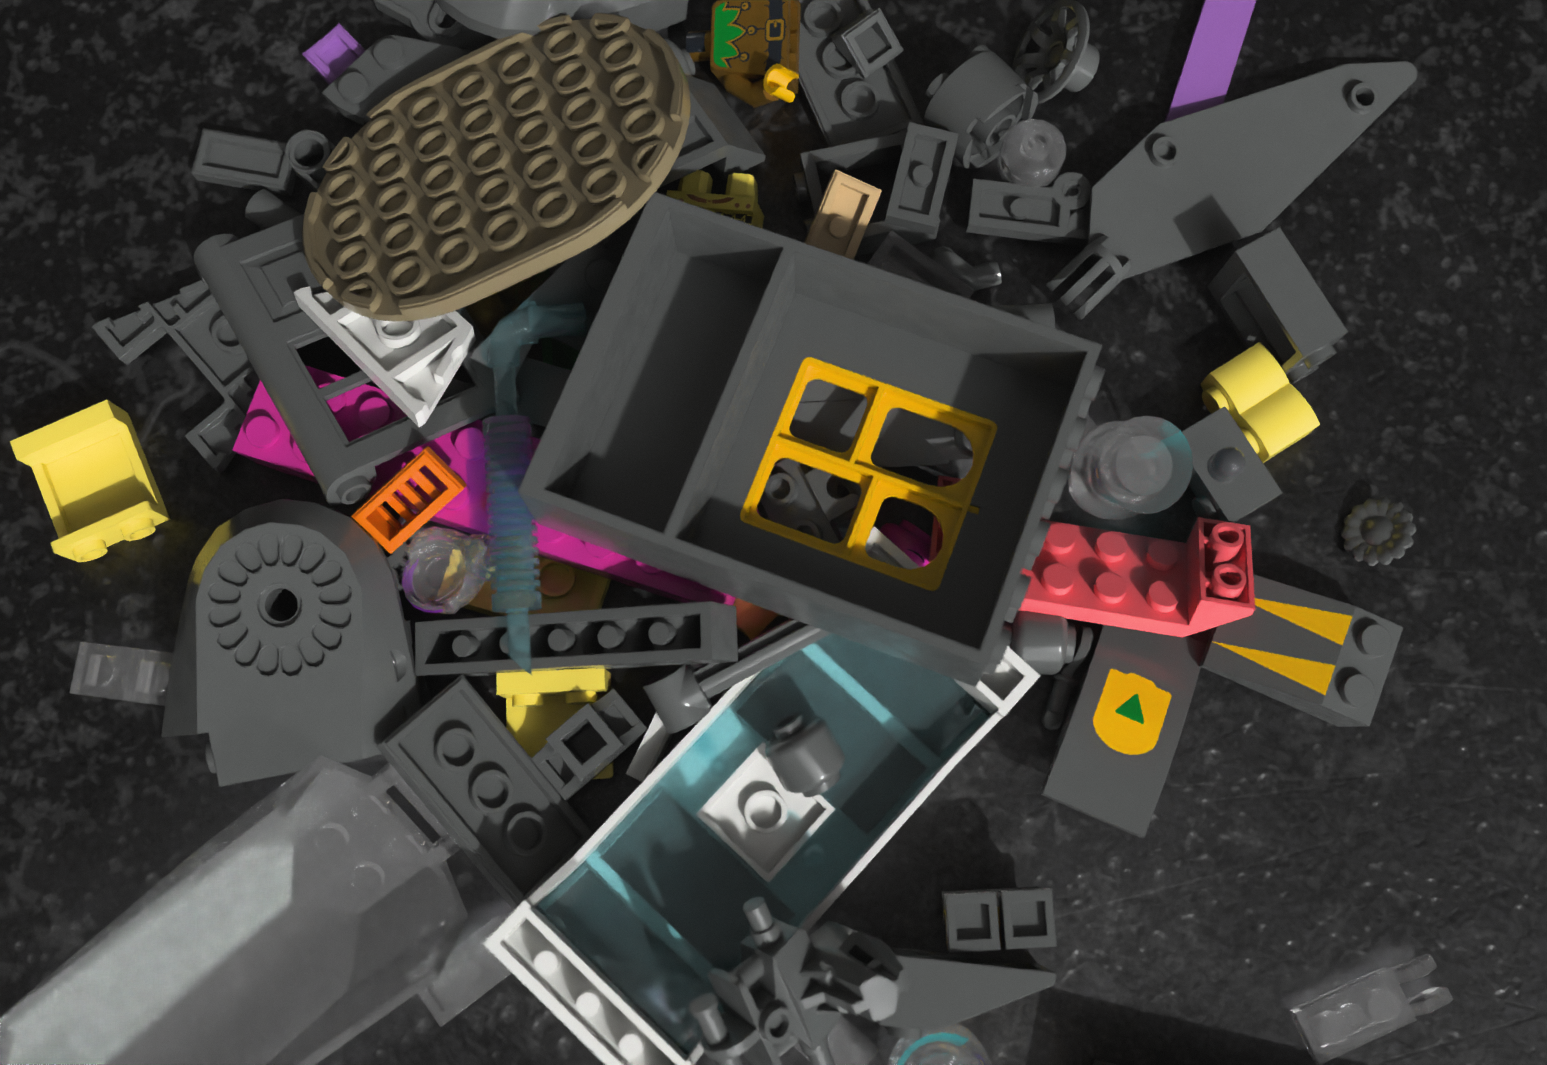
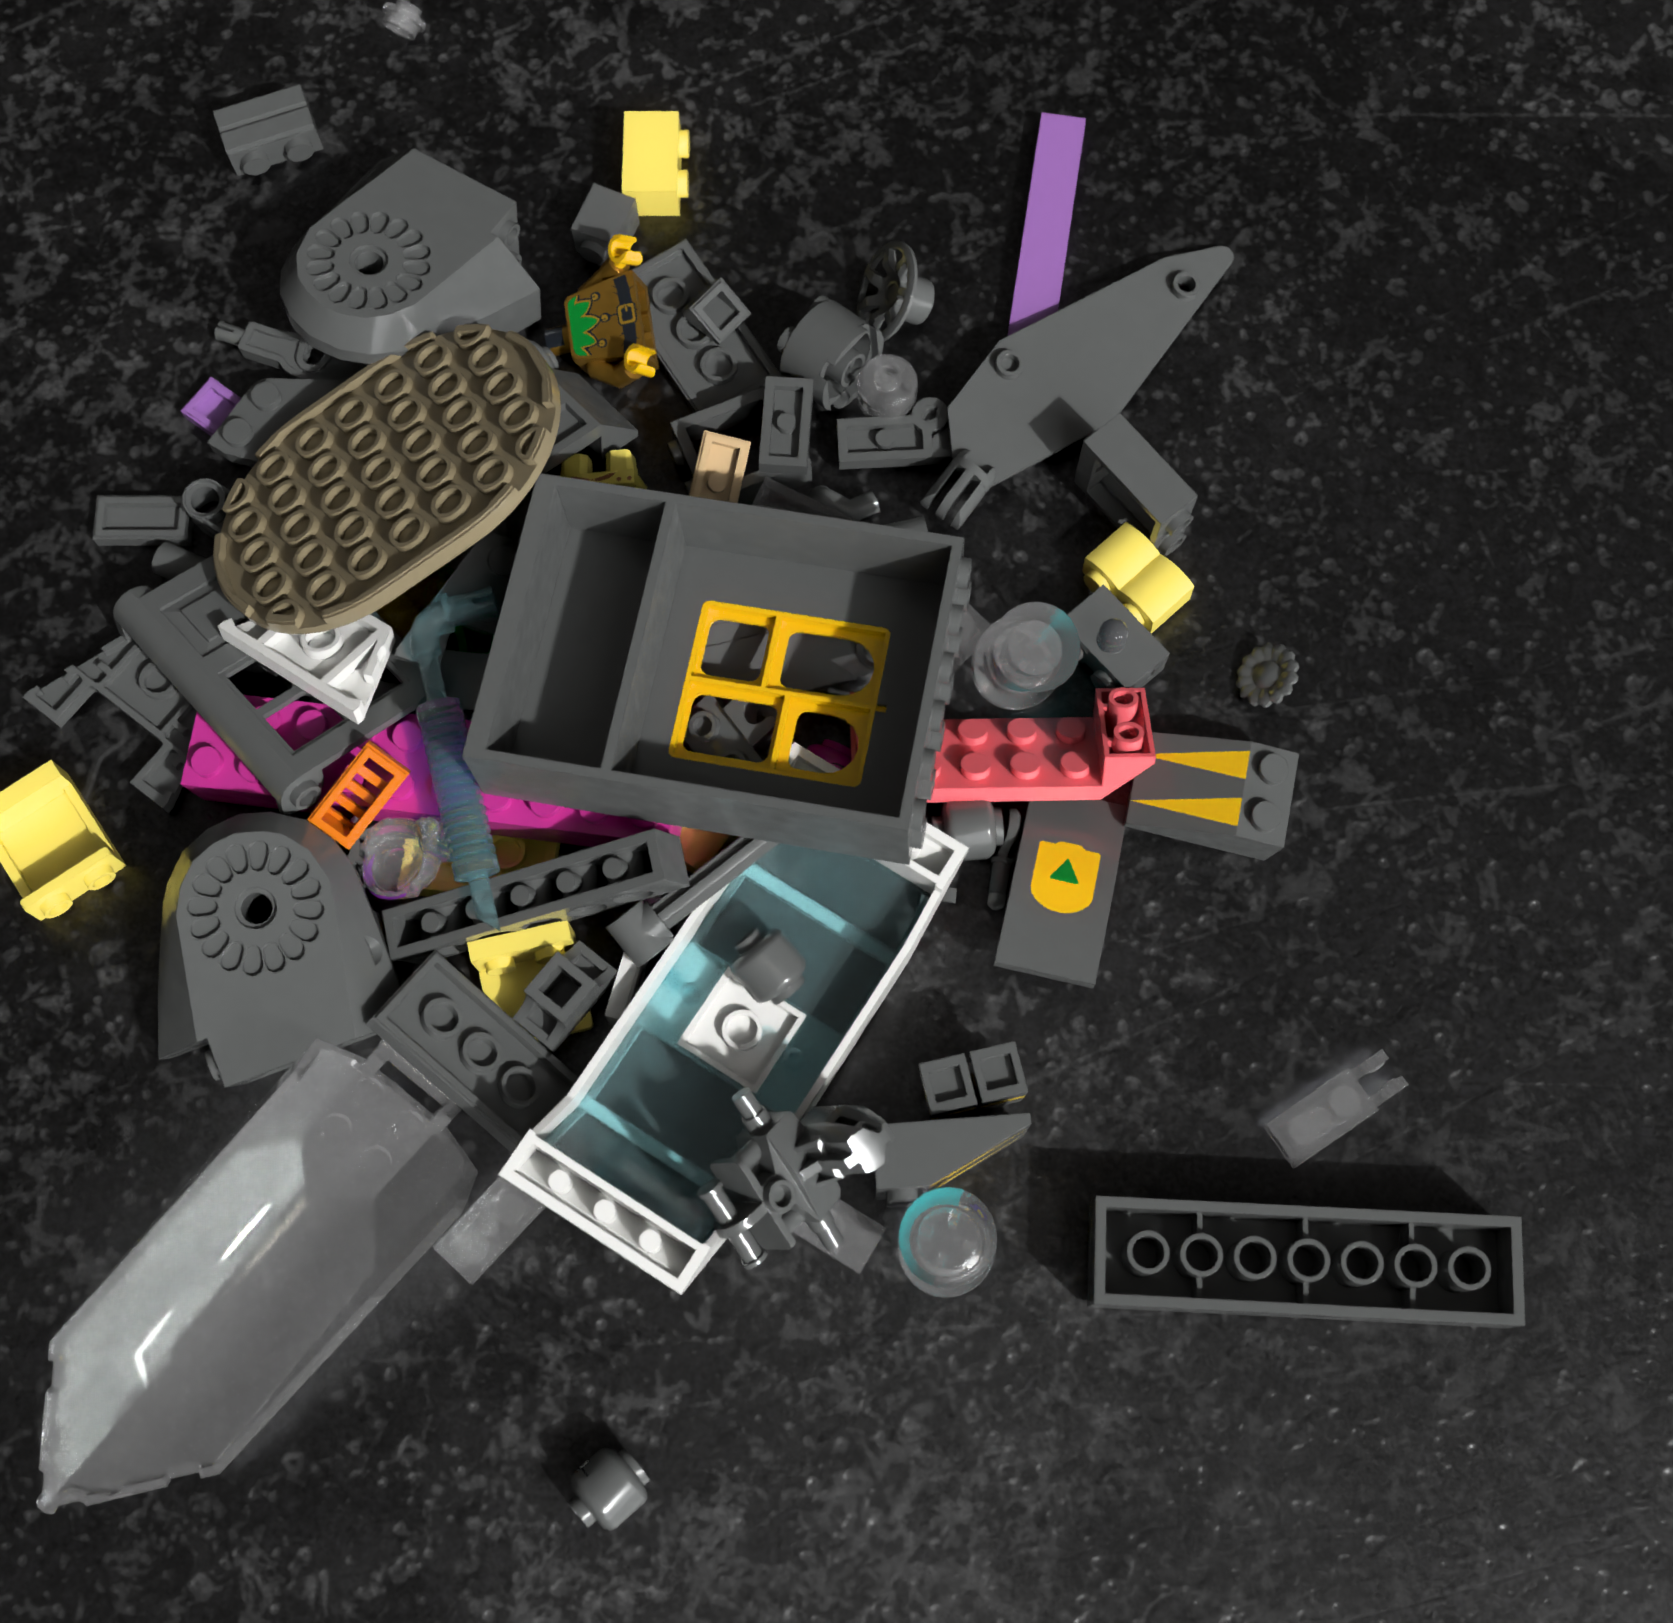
camera: 10 degrees left, 5 degrees down
(121, 673) = (109, 1014): clear slope -> none

